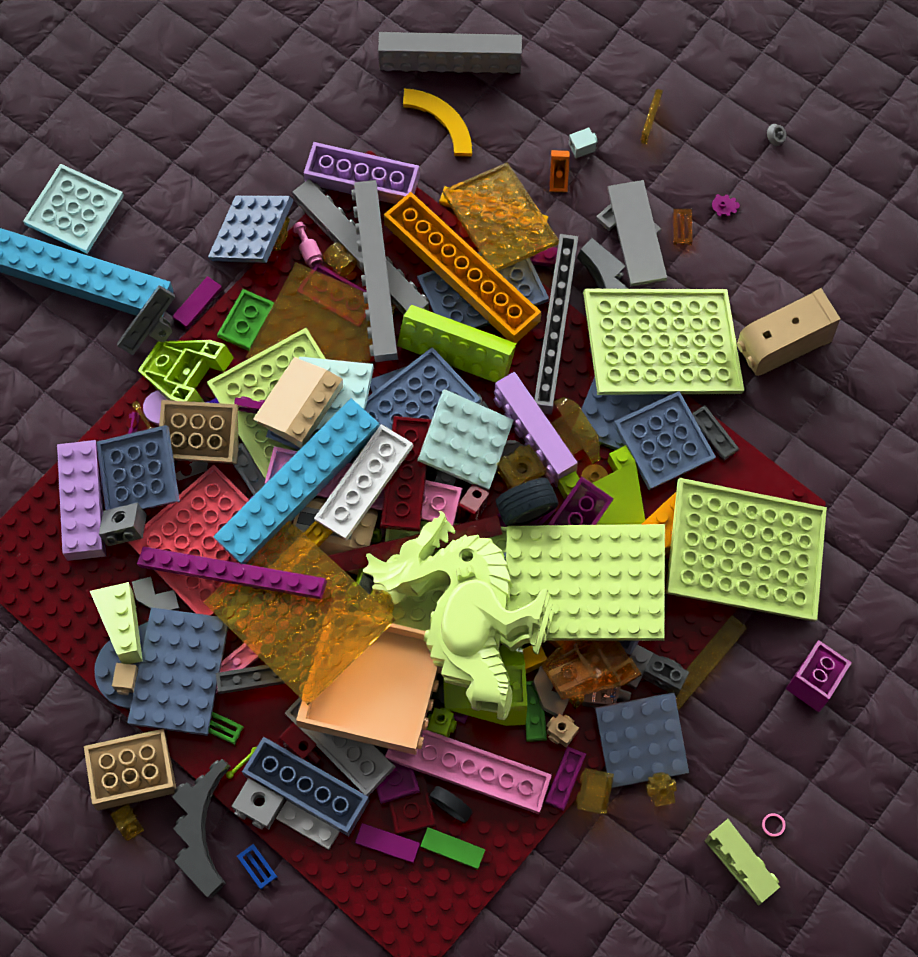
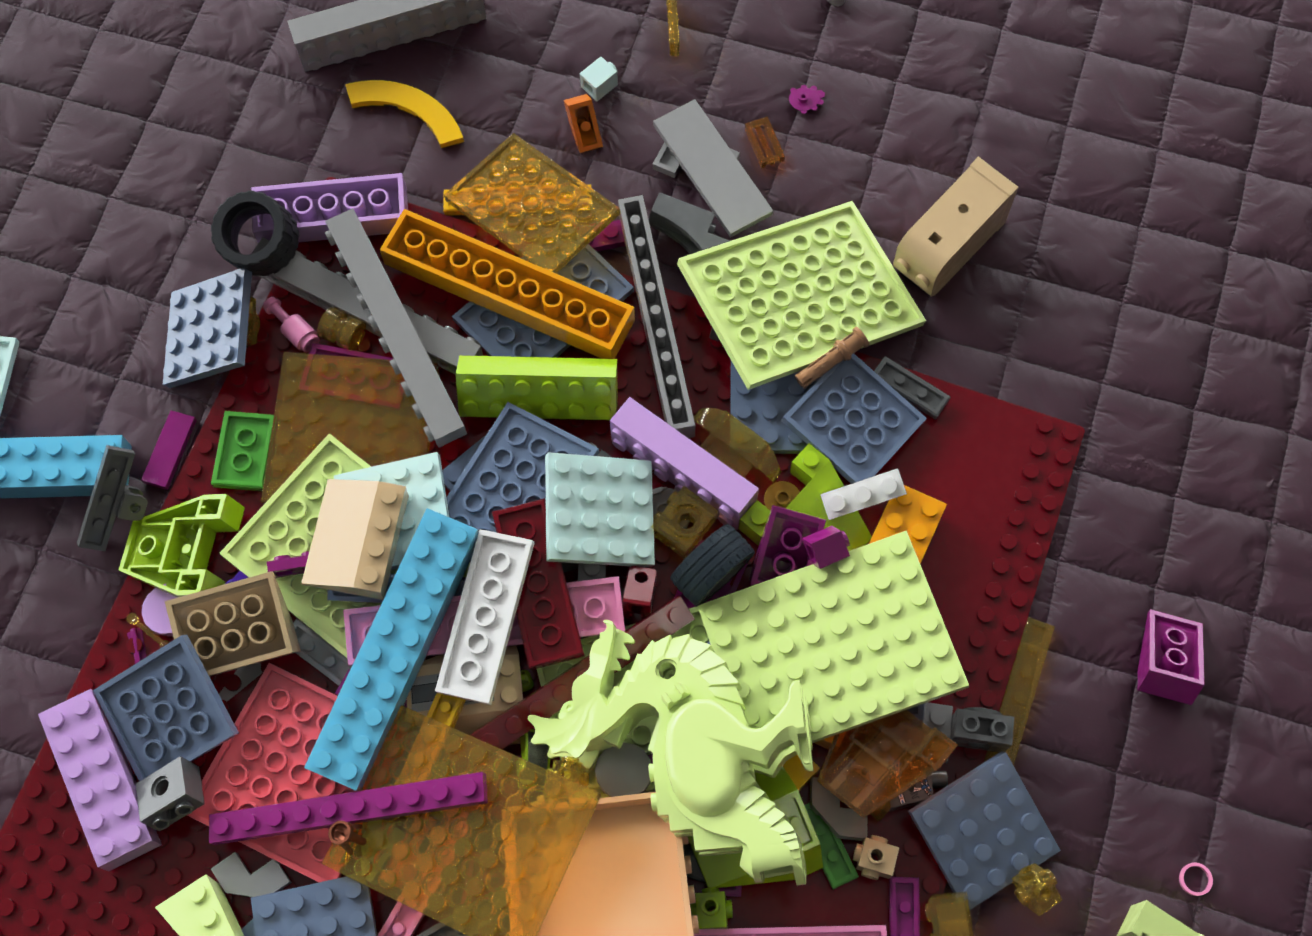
camera: 20 degrees left, 0 degrees up
(223, 585) = (342, 833): none -> copper piece
(294, 158) = (233, 215): none -> black tyre
(416, 612) = (623, 770): none -> light grey tile
(607, 516) = (826, 546): none -> magenta brick
(647, 491) = (863, 494): none -> white plate
(672, 390) = (841, 351): none -> medium nougat pin
(746, 550) = (1016, 526): yellowish green plate -> none

